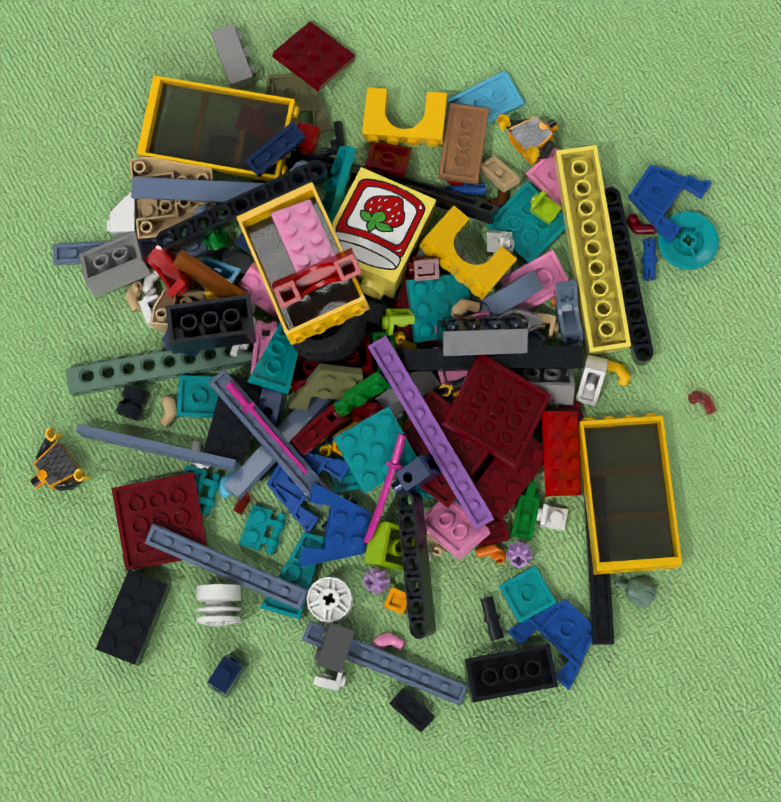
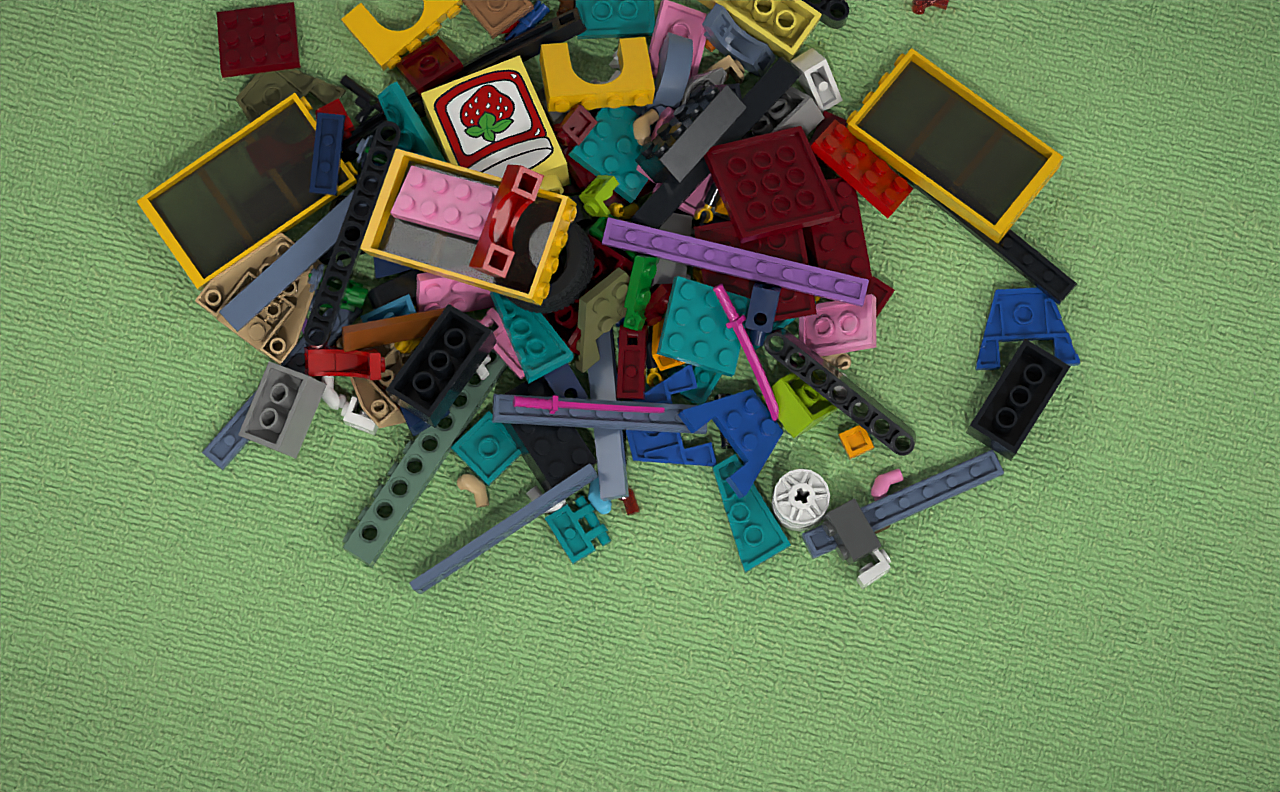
camera: 55 degrees left, 0 degrees up
(56, 465) = (430, 640): torso -> none
(123, 218) = (243, 361): white slope -> none
(132, 402) = (435, 513): black wheel -> none
(133, 294) = (327, 422): tan arm -> none
(133, 617) = (645, 696): black brick -> none
(164, 502) = (577, 590): dark red plate -> none
(218, 604) = (708, 604): white wheel -> none
(226, 566) = (678, 566): sand blue tile -> none
(227, 675) = (781, 659): dark blue torso -> none
(233, 57) = (182, 115): light grey brick -> none
(256, 528) = (665, 508): teal plate -> none
(376, 580) = (820, 441): lavender gear -> none
(412, 710) = (968, 519): black plate -> none
(491, 618) = (951, 372): black pin -> none
(492, 551) = (891, 314): orange arm -> none
(496, 239) = (606, 39): white bracket -> none
(519, 554) = (917, 292): lavender gear -> none
(526, 513) = (885, 252): green hinge -> none
(527, 594) = (959, 320): teal plate -> none
(552, 517) = (909, 233): white bracket -> none
(621, 371) = (837, 47): yellow arm -> none
(639, 591) = (1048, 219): sand green piece -> none

